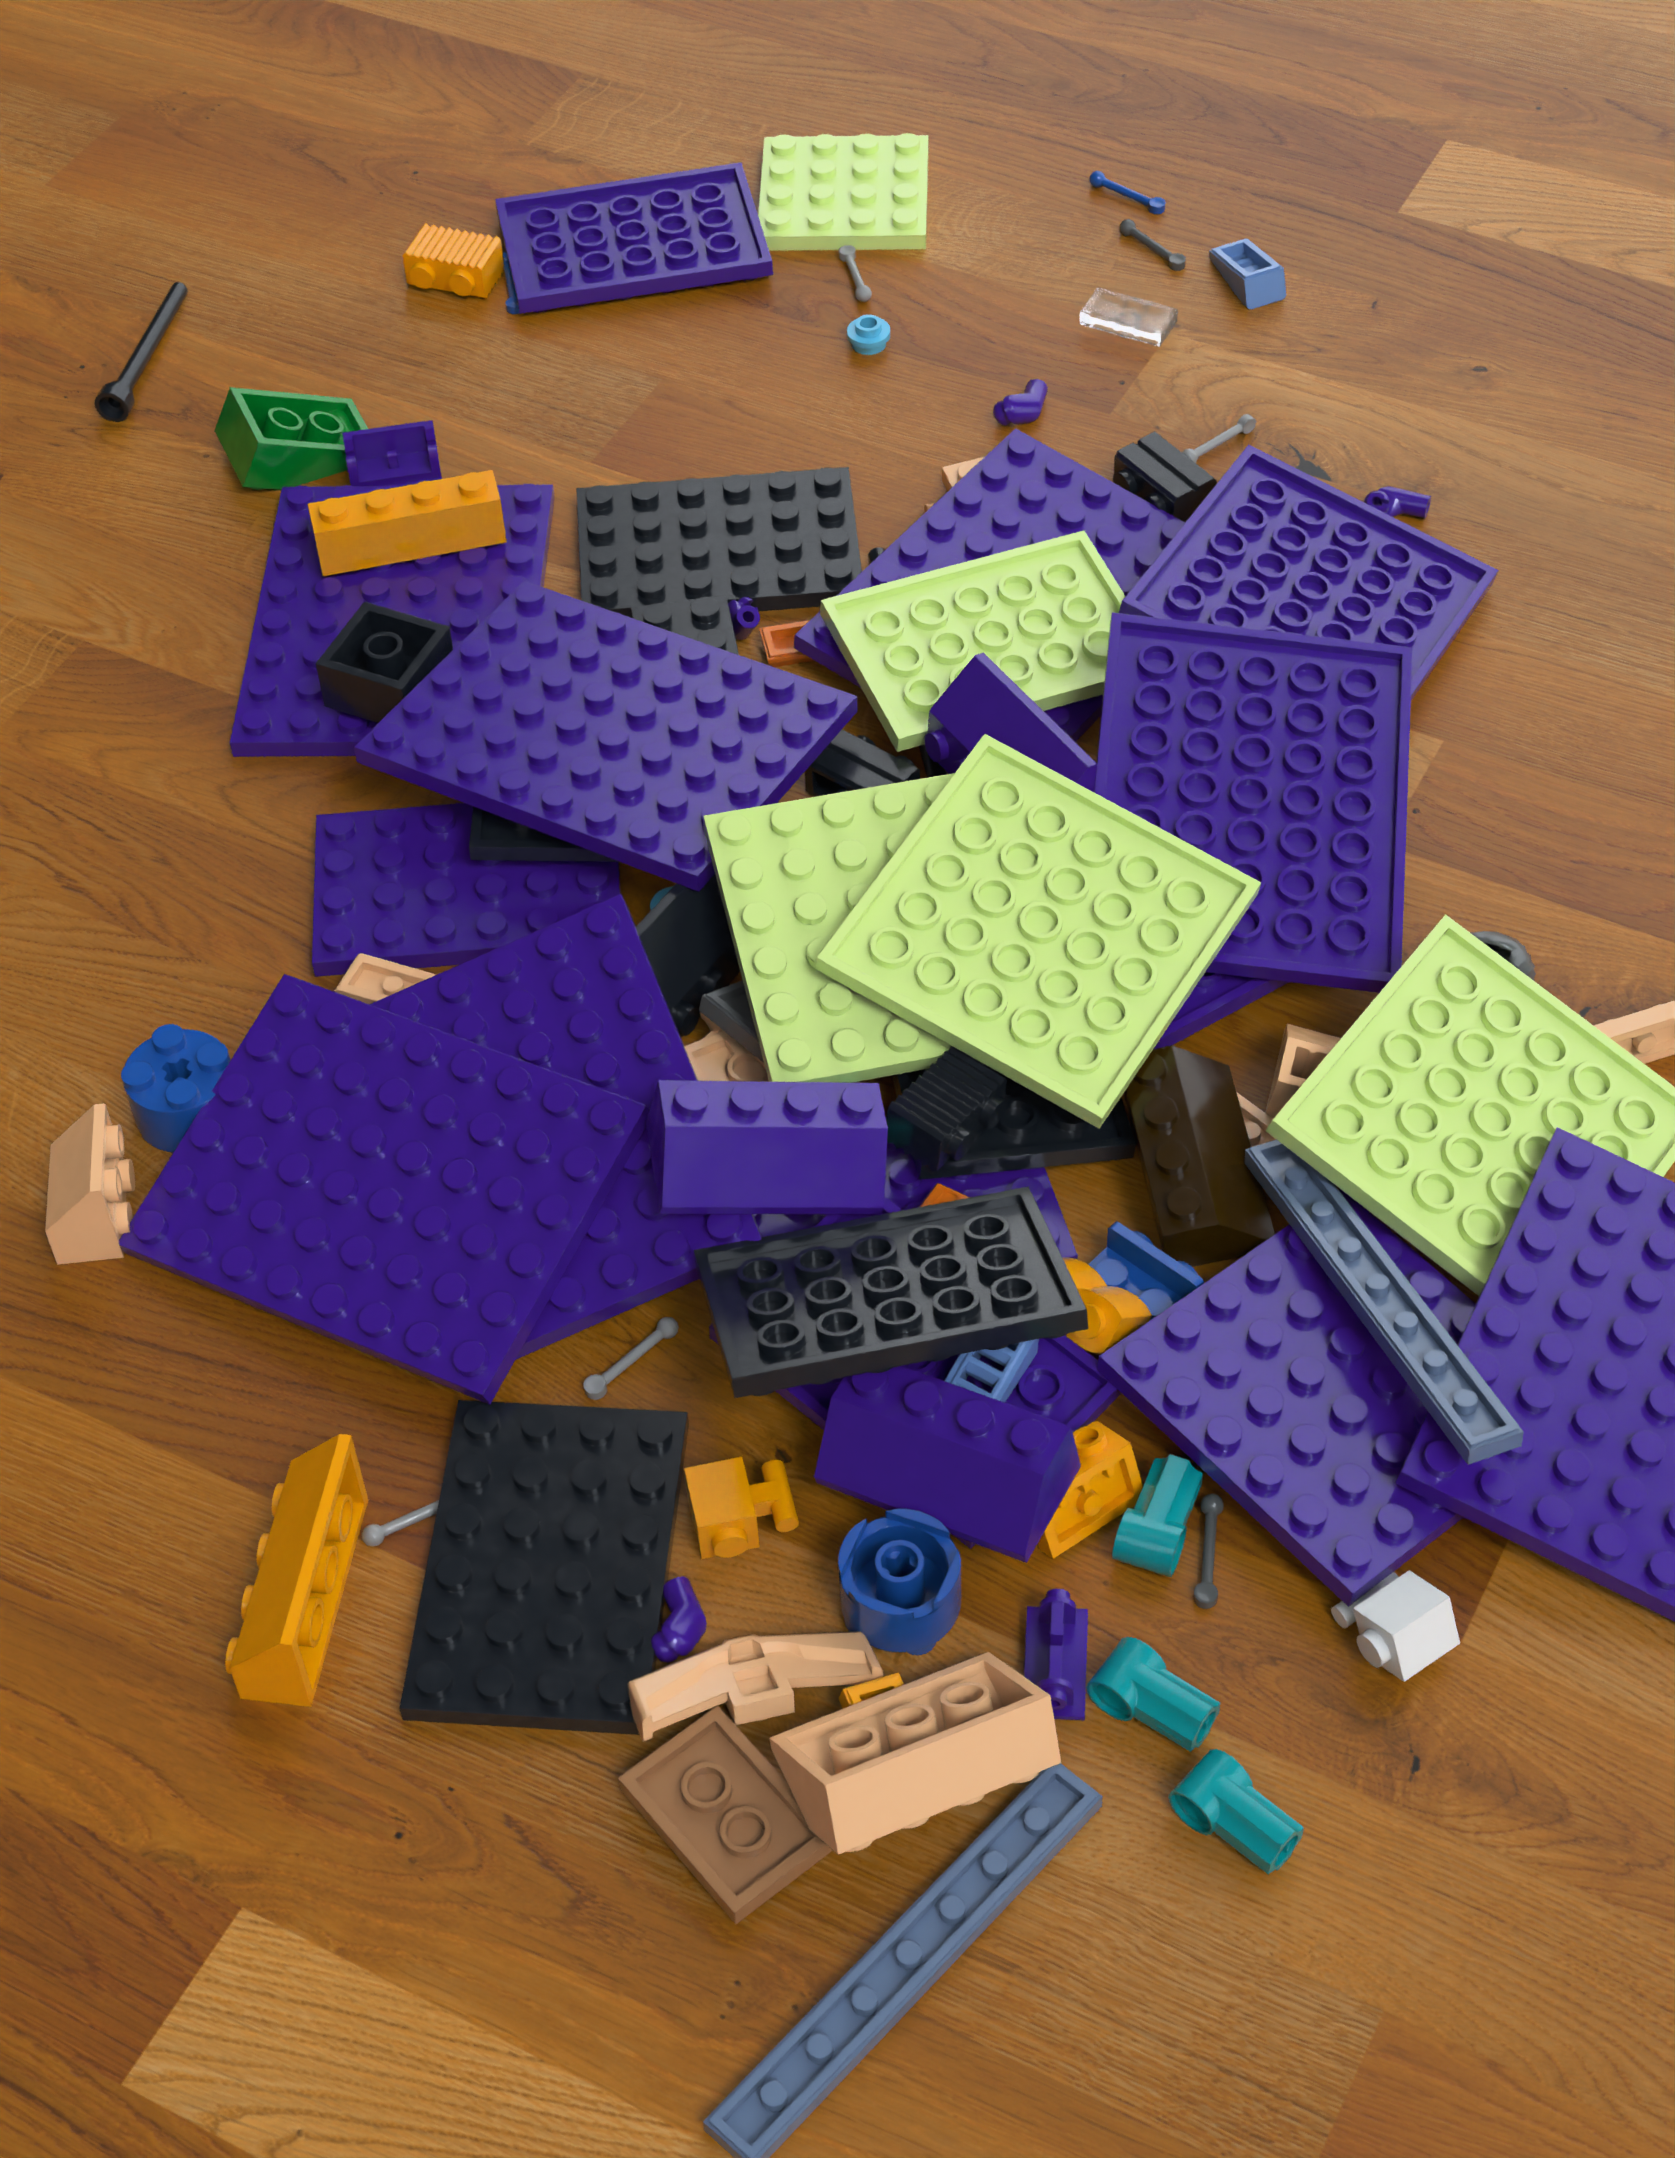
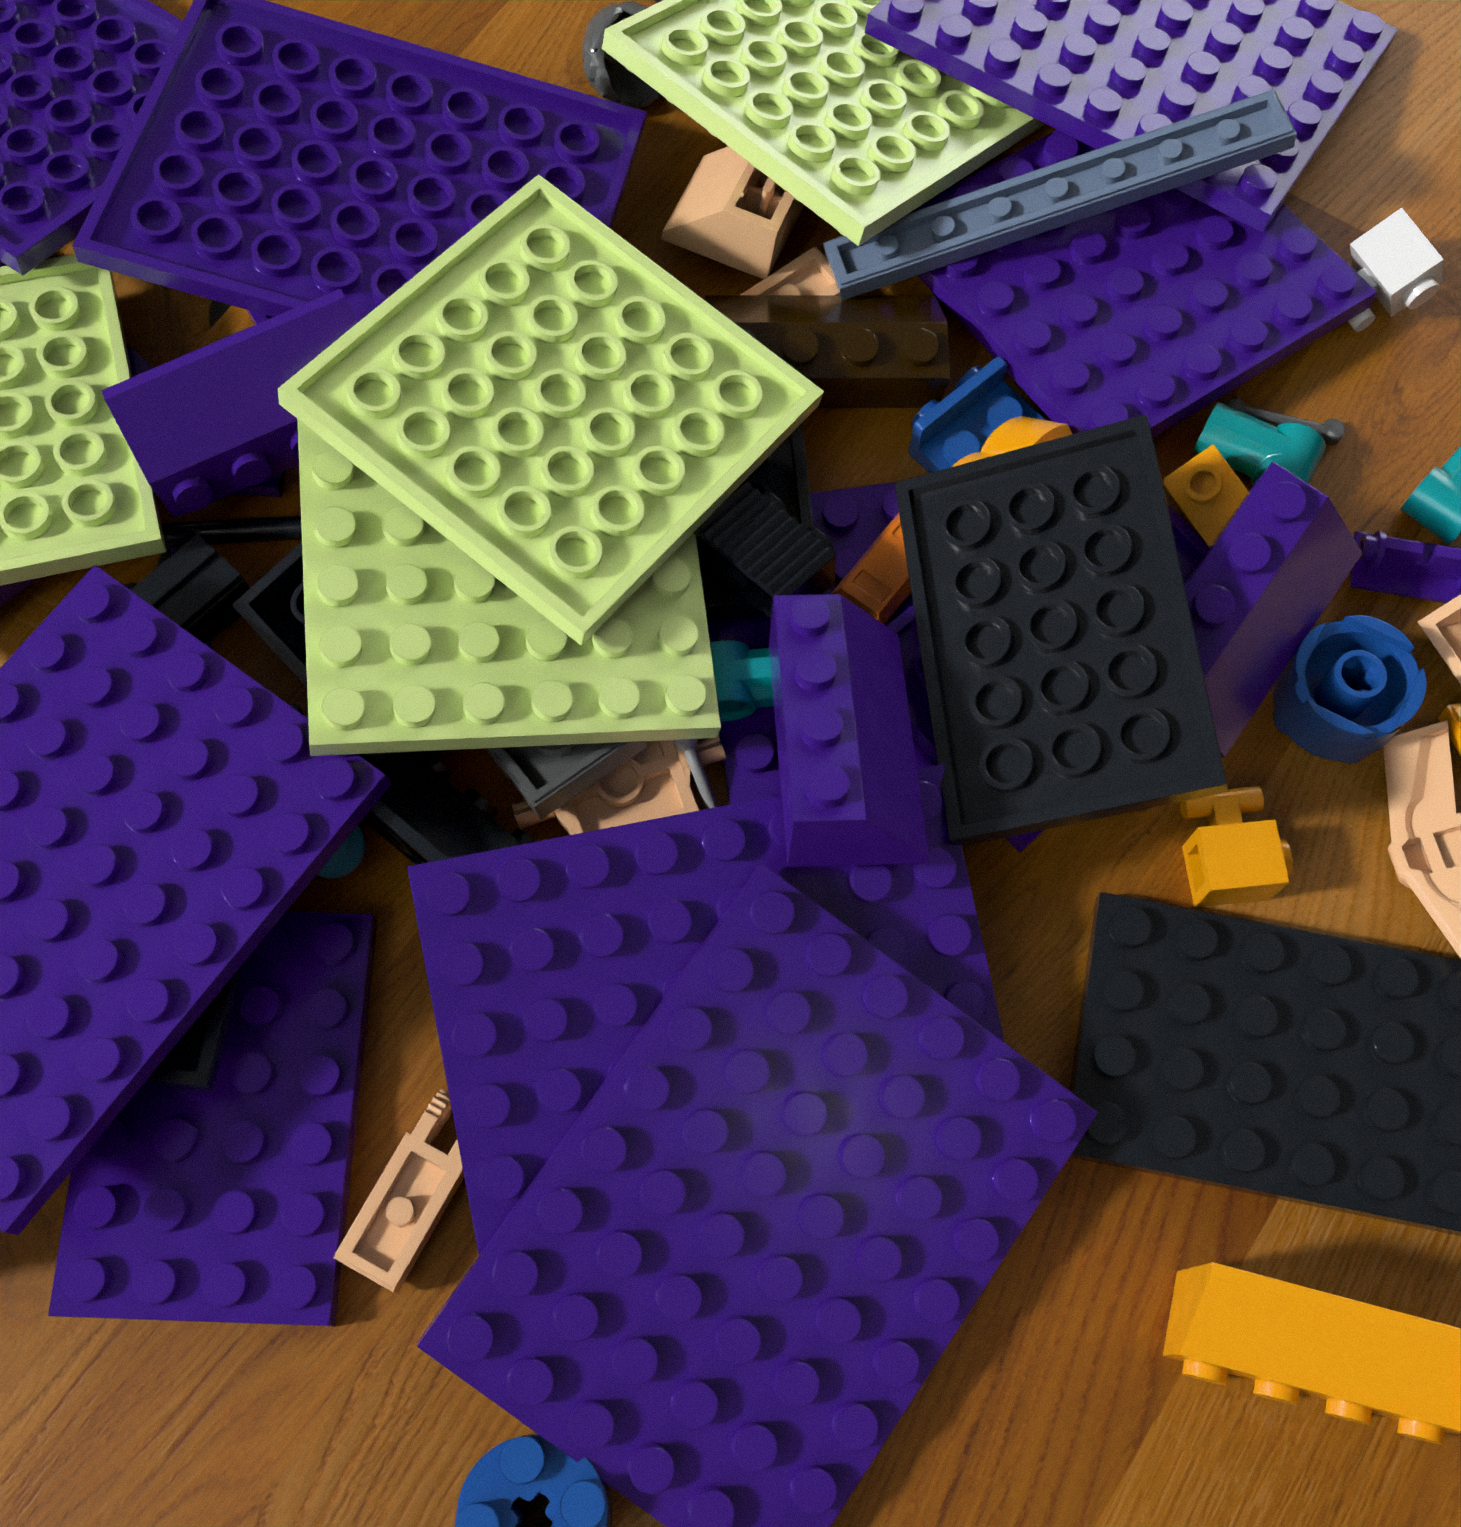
camera: 85 degrees left, 20 degrees up
(374, 1534) = (1211, 1227): light grey hinge -> none
(596, 1385) = (1041, 994): light grey hinge -> none
(683, 1626) = (1368, 915): dark purple arm -> none

